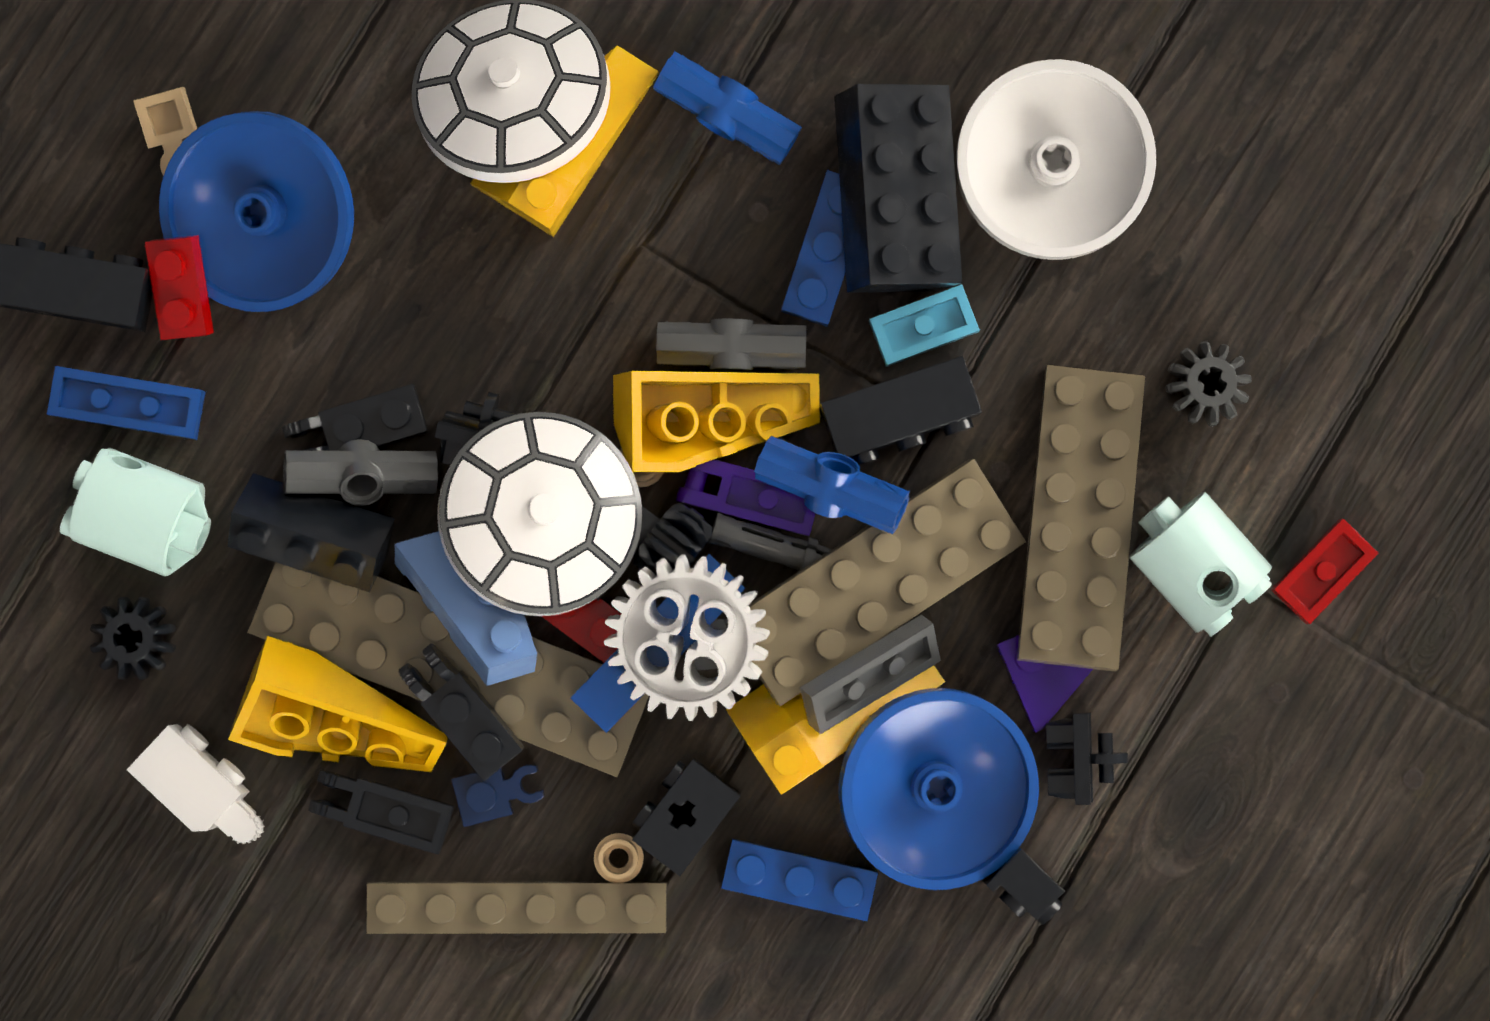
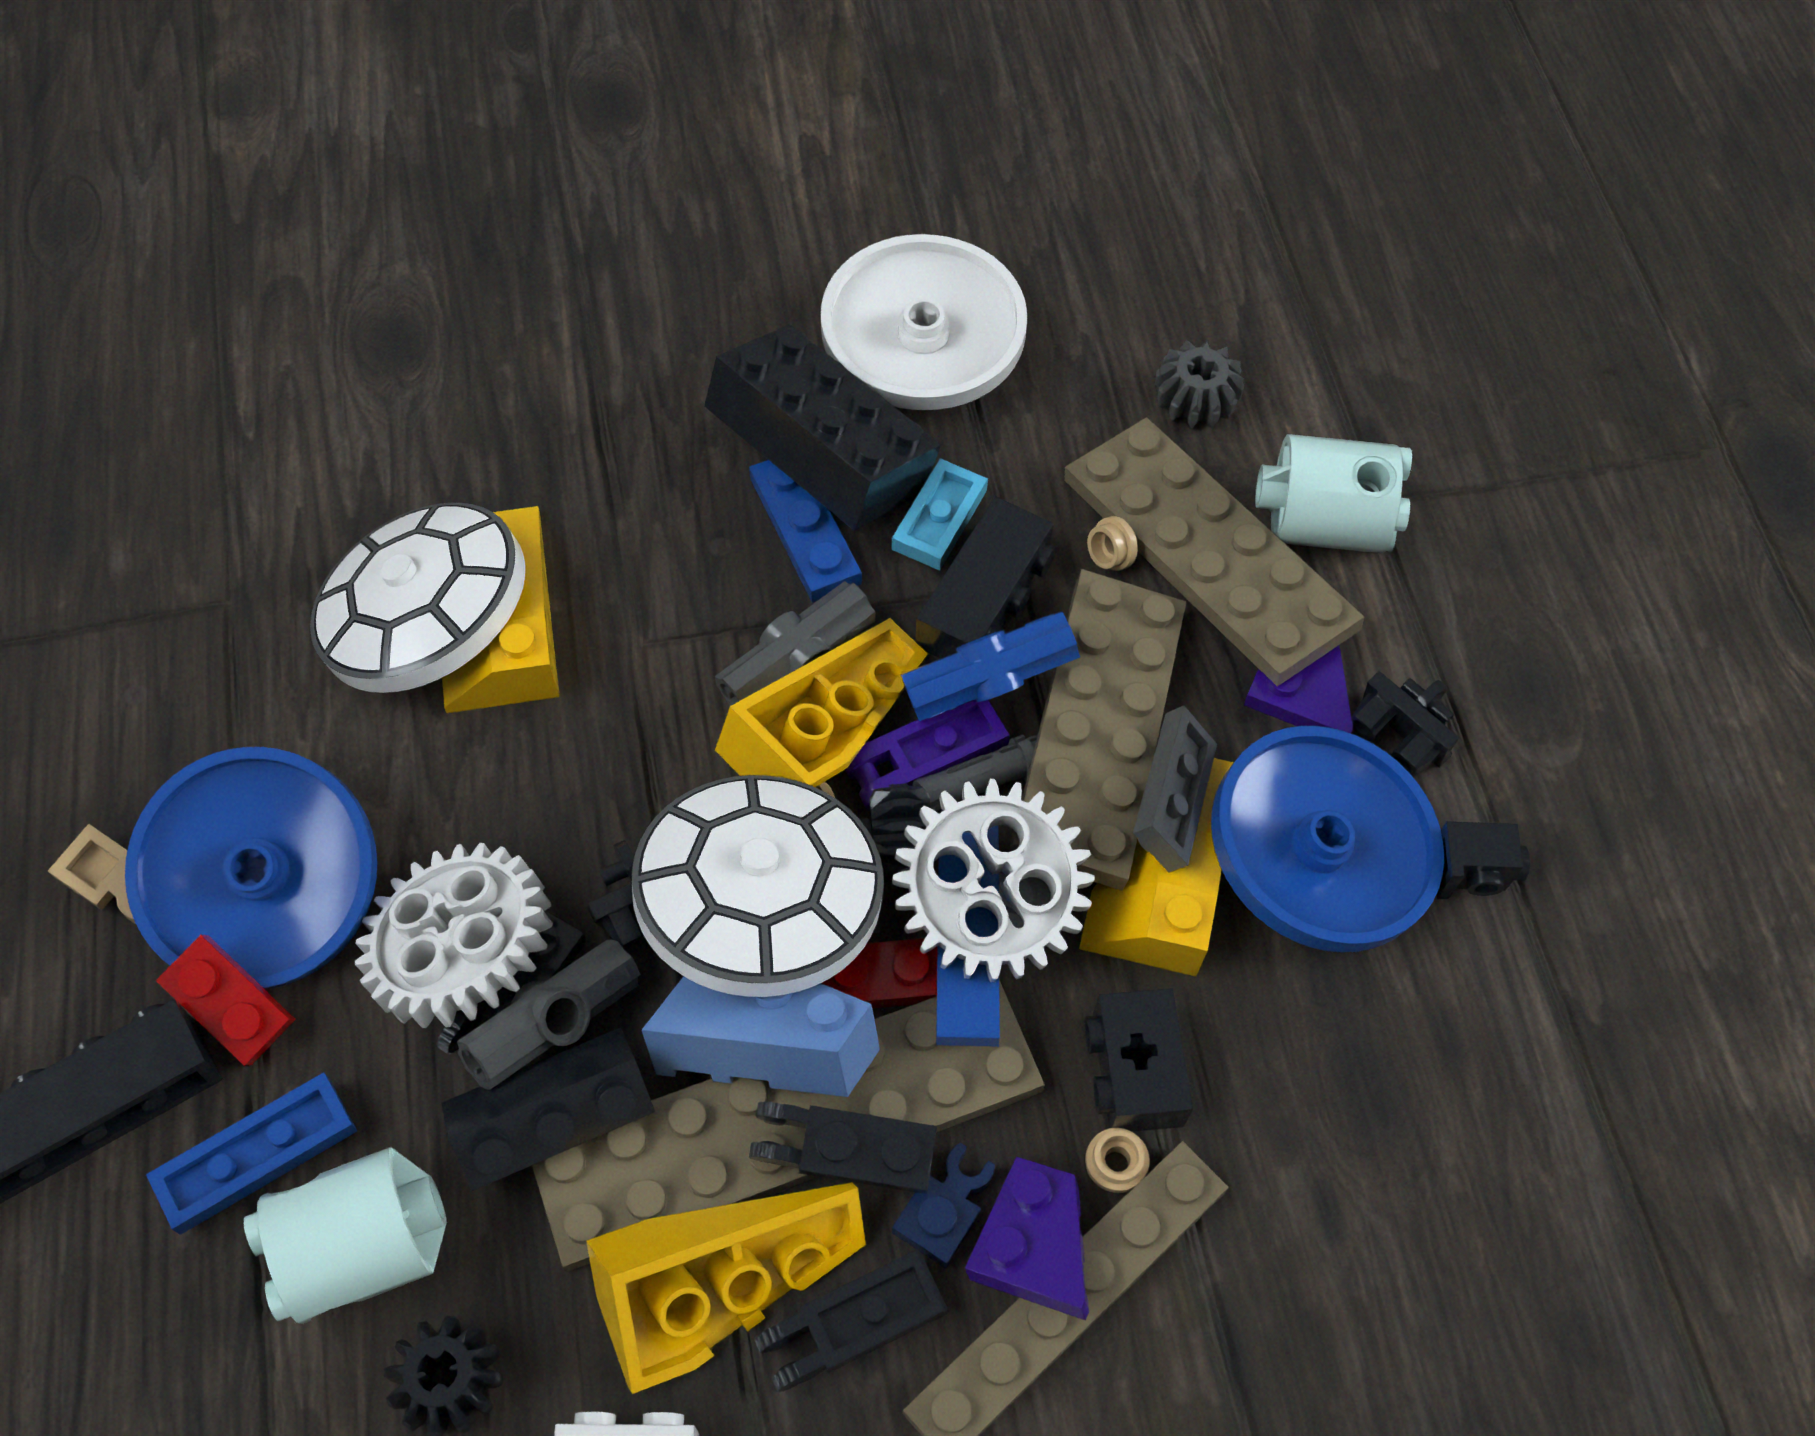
camera: 45 degrees left, 25 degrees down
(322, 402) = (453, 935): none -> white gear
(524, 860) = (1034, 1240): none -> dark purple wing
(727, 108) = (622, 483): blue piece -> none
(799, 879) = (1291, 1033): blue plate -> none
(1017, 456) = (1112, 544): none -> tan plate
(1324, 571) = (1427, 428): red plate -> none

